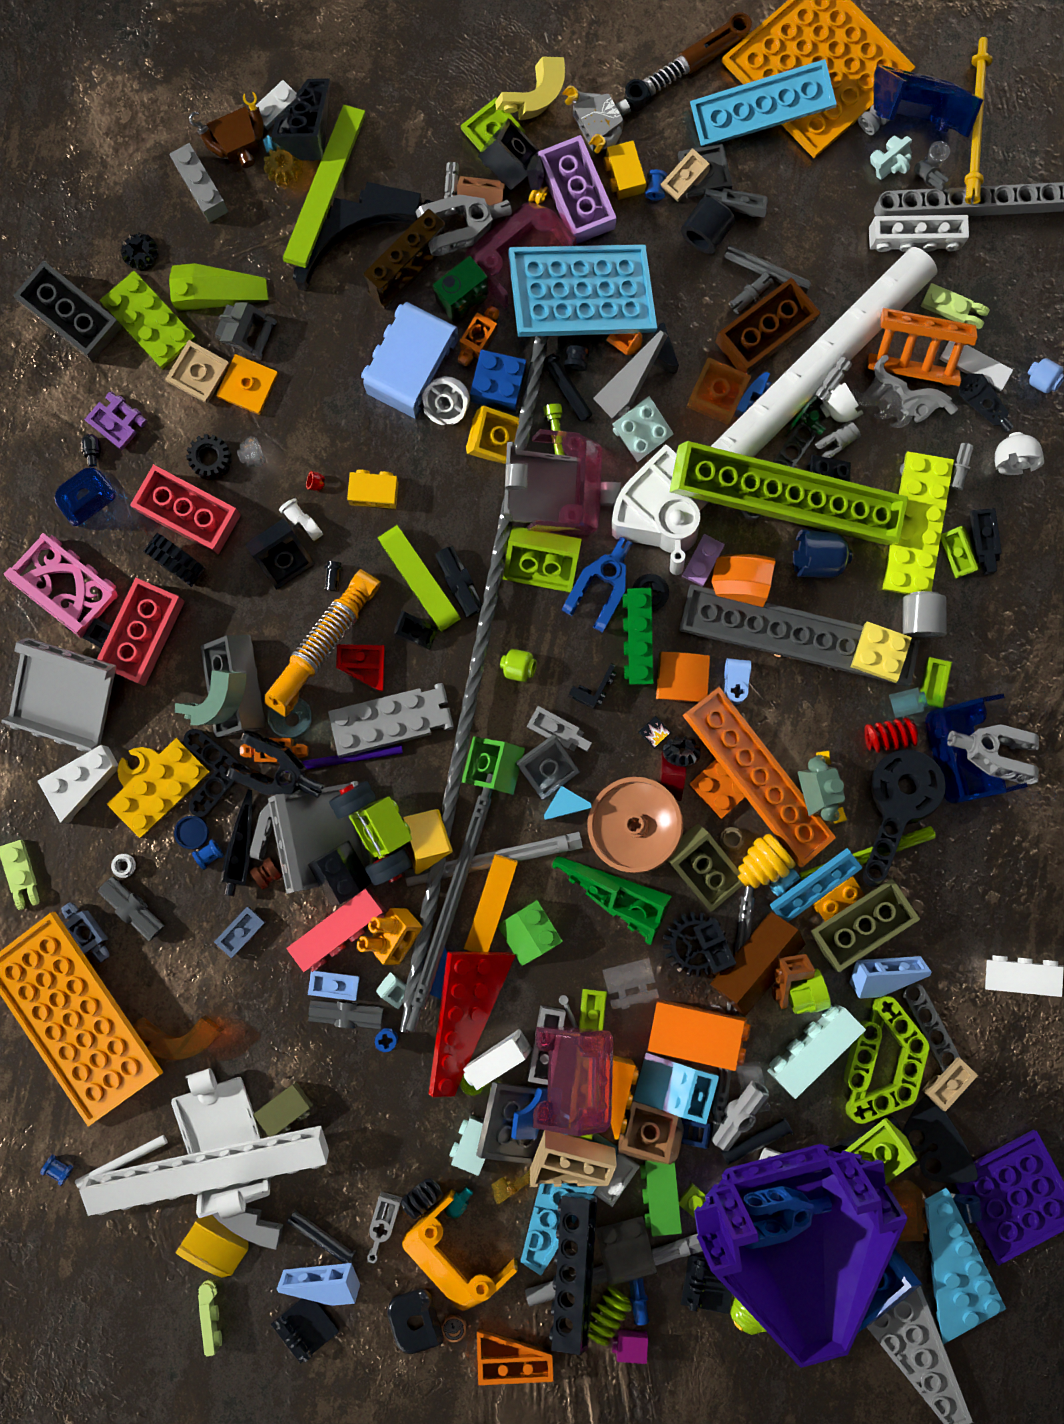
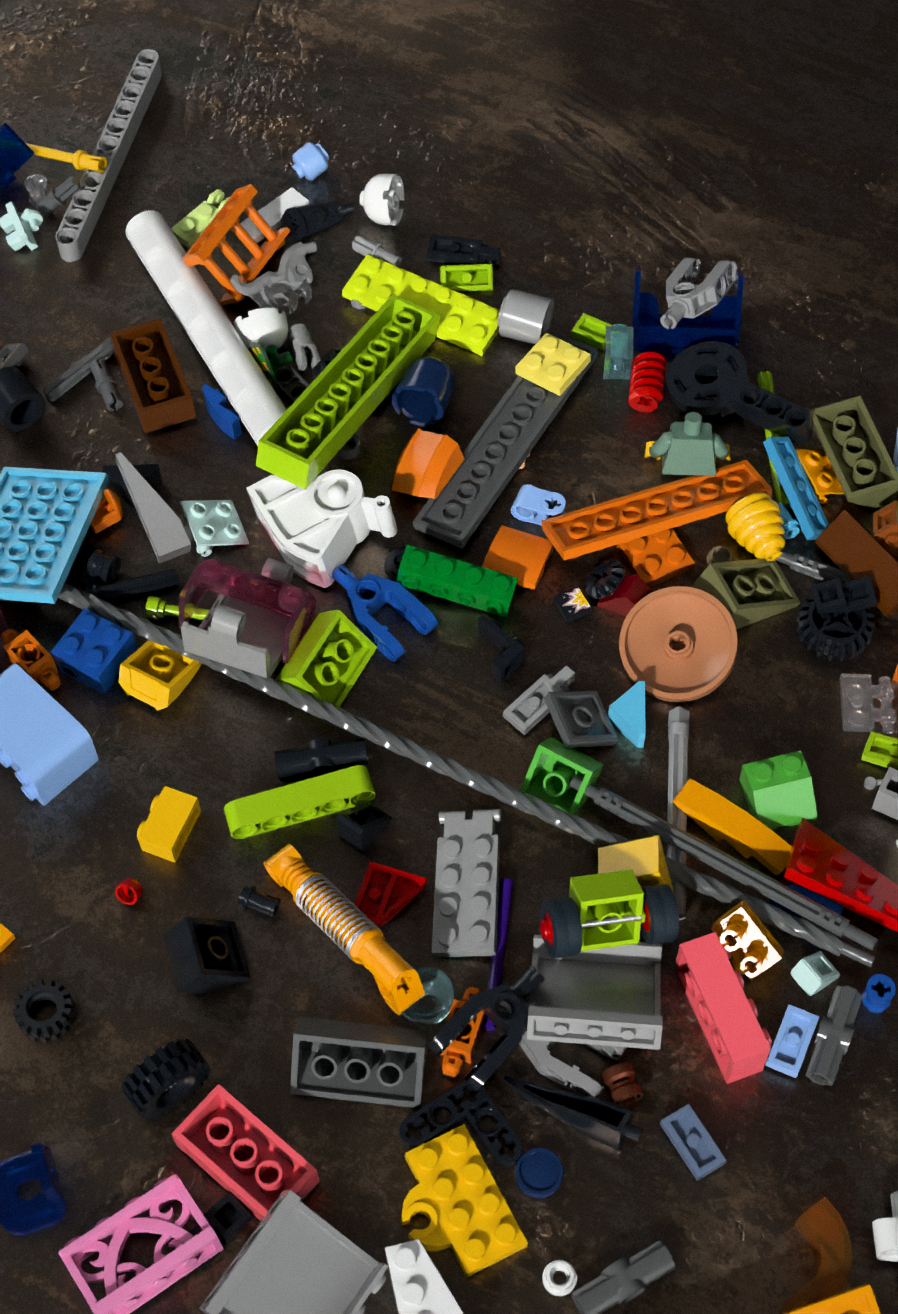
camera: 70 degrees left, 25 degrees down
(185, 509) = (101, 1052): coral brick -> none
(208, 854) = (576, 1155): blue bush -> none
(222, 701) = (380, 1058): sand green arch -> none
(251, 453) = (62, 953): clear cone -> none
(300, 519) = (185, 907): white connector -> none
(340, 874) = (652, 983): black slope -> none
(446, 400) = (97, 705): white cylinder -> none
(518, 665) = (446, 719): lime head -> none
(632, 902) = (769, 677): green wedge -> none
(703, 560) = (403, 512): lavender plate -> none
(718, 391) = (204, 437): clear orange brick -> none
(833, 378) = (238, 321): light grey axle -> none
(923, 232) = (108, 227): white brick -> none

